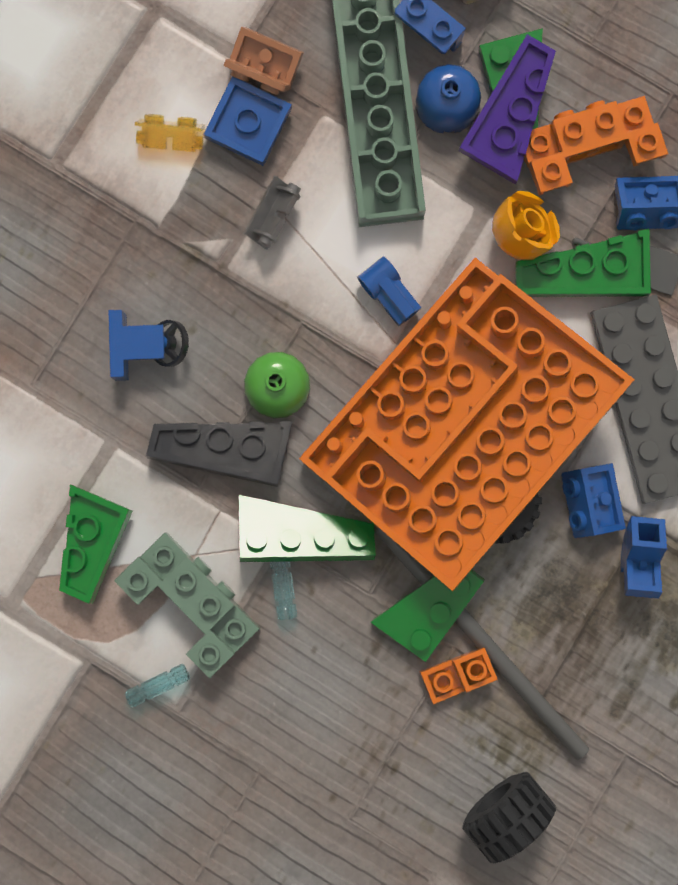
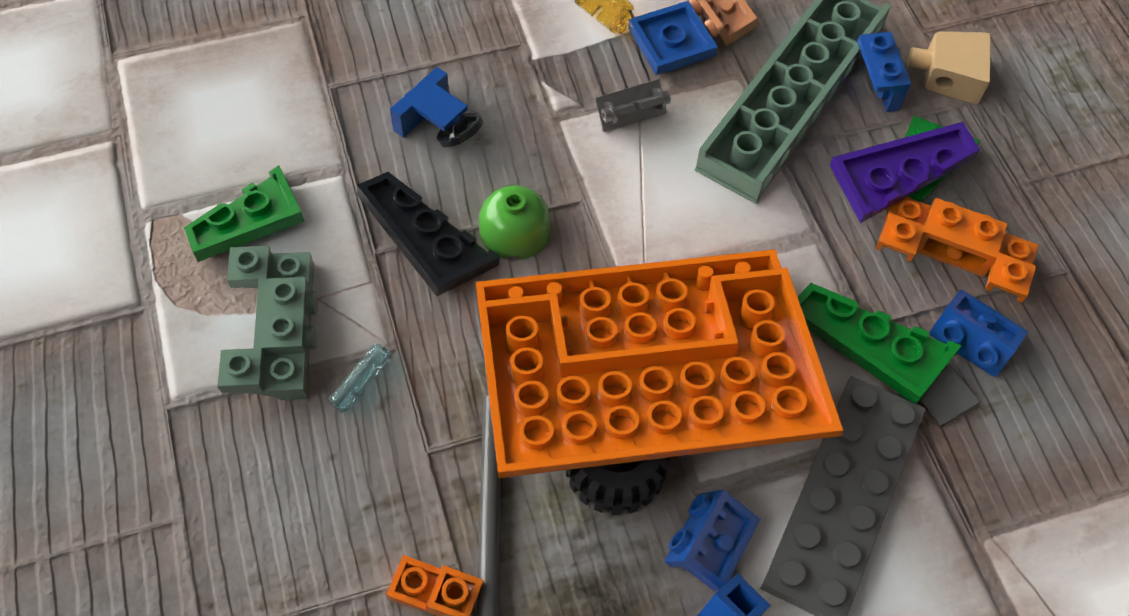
camera: 40 degrees right, 25 degrees down
(157, 685) = (174, 367): clear light blue axle -> none
(292, 533) = (416, 345): wing -> none
(384, 284) = (676, 219): blue piece -> none
(427, 614) = (466, 503): green wing -> none
(448, 99) = (852, 126): blue cylinder -> none
(524, 226) = (840, 256): light orange cylinder -> none

